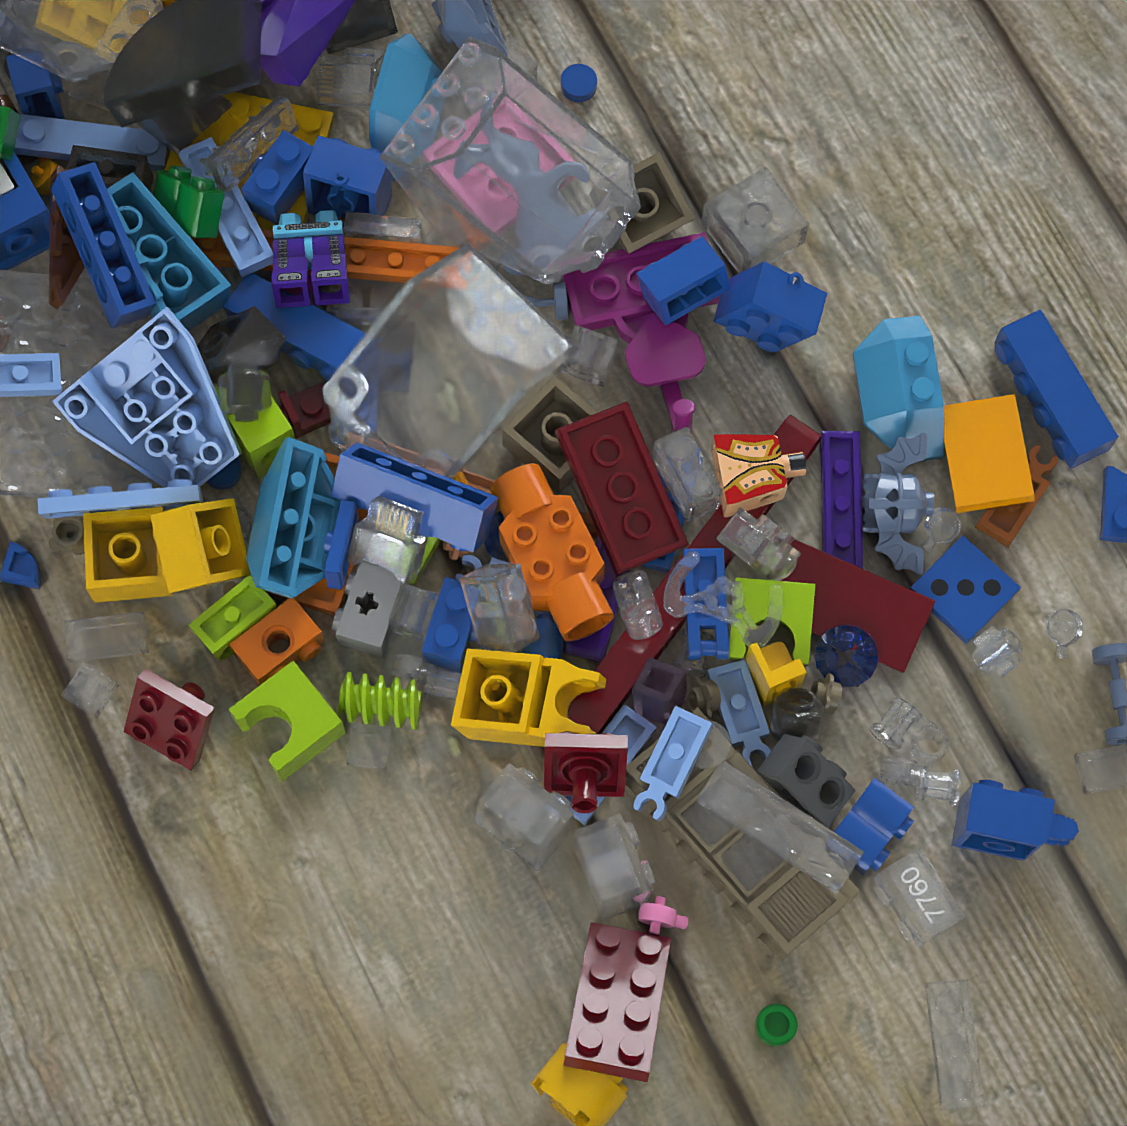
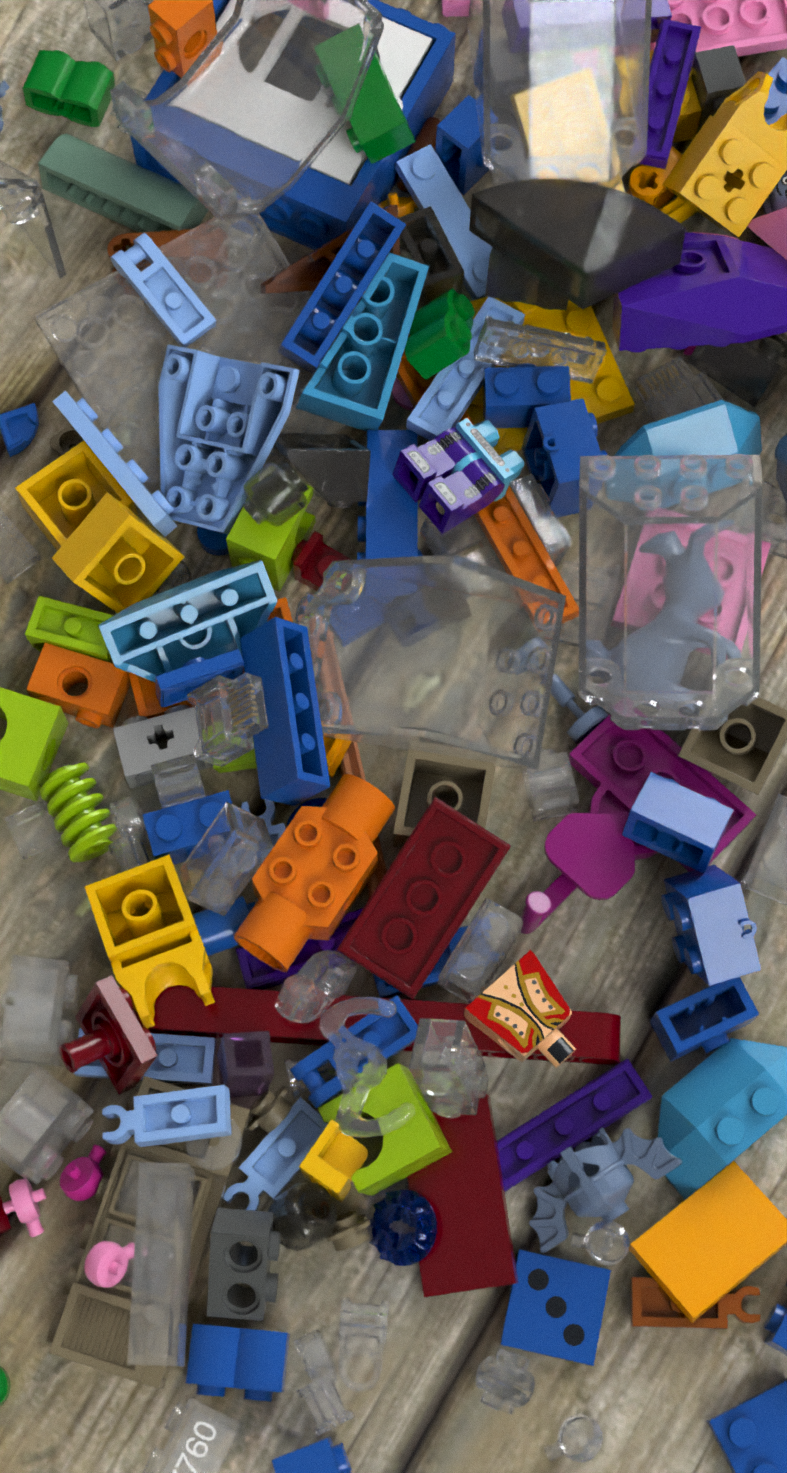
camera: 60 degrees right, 0 degrees up
(666, 861) = (83, 1175): none -> dark pink piece
(750, 870) = (108, 1263): none -> bright pink piece
(830, 360) = (704, 1019): none -> blue brick

